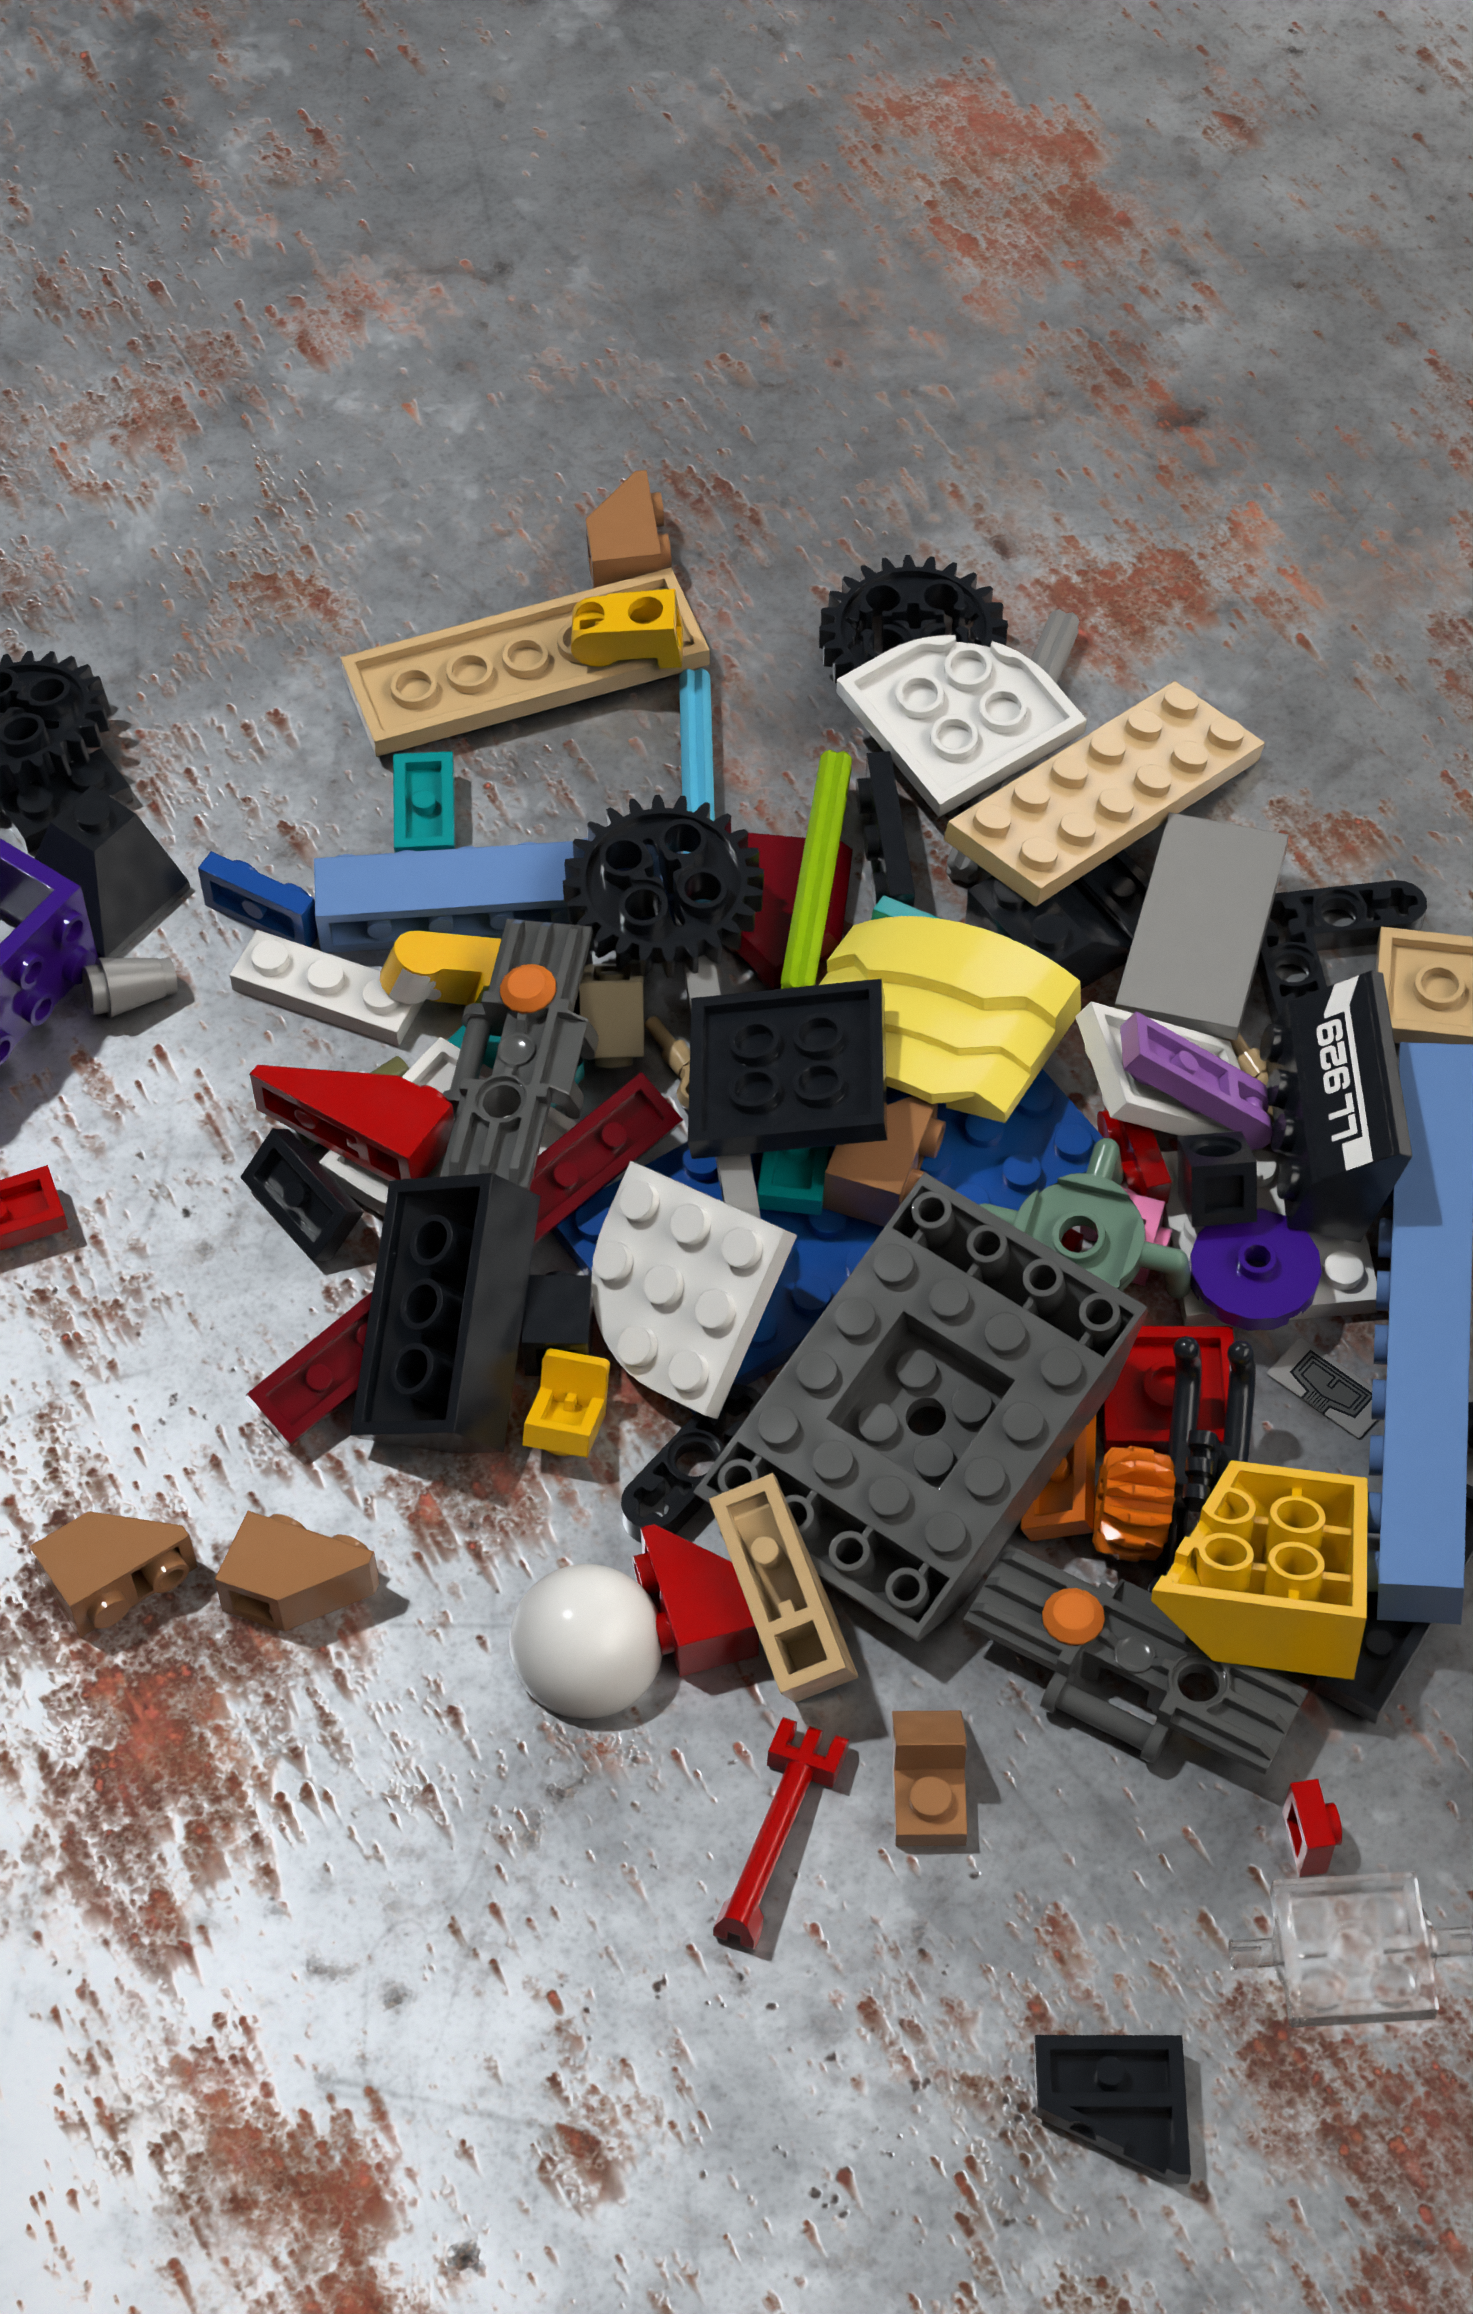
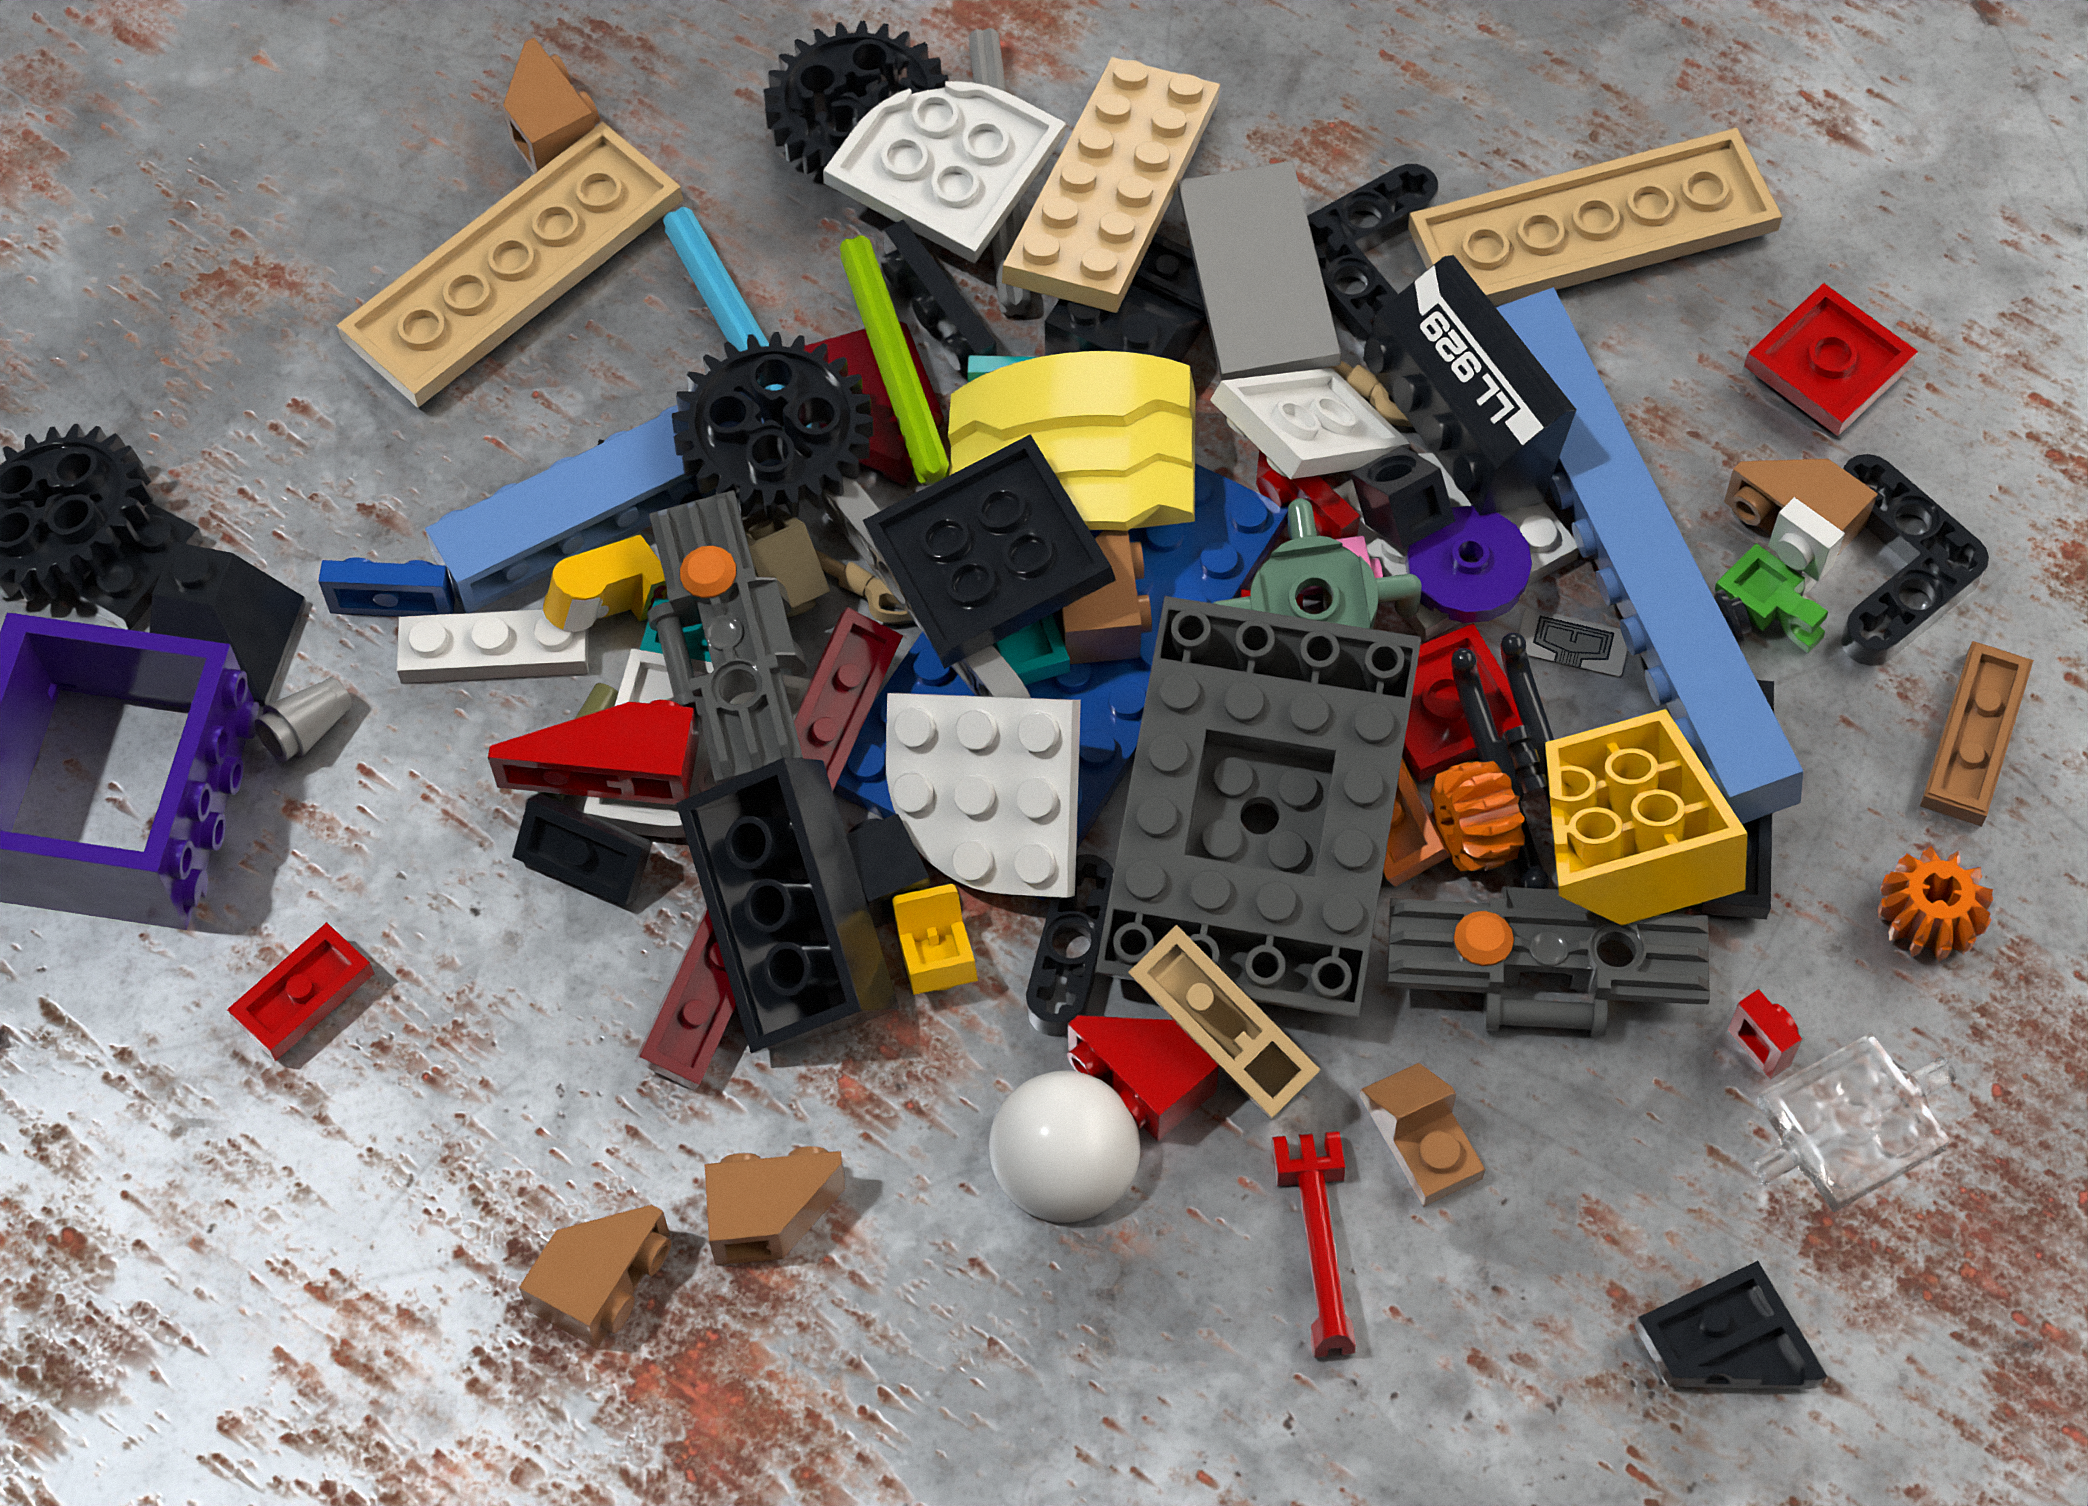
camera: 25 degrees left, 5 degrees up
(424, 801) = (491, 434): teal plate -> none
(628, 628) = (601, 195): yellow leg -> none
(1196, 1078) = (1340, 413): medium lavender plate -> none

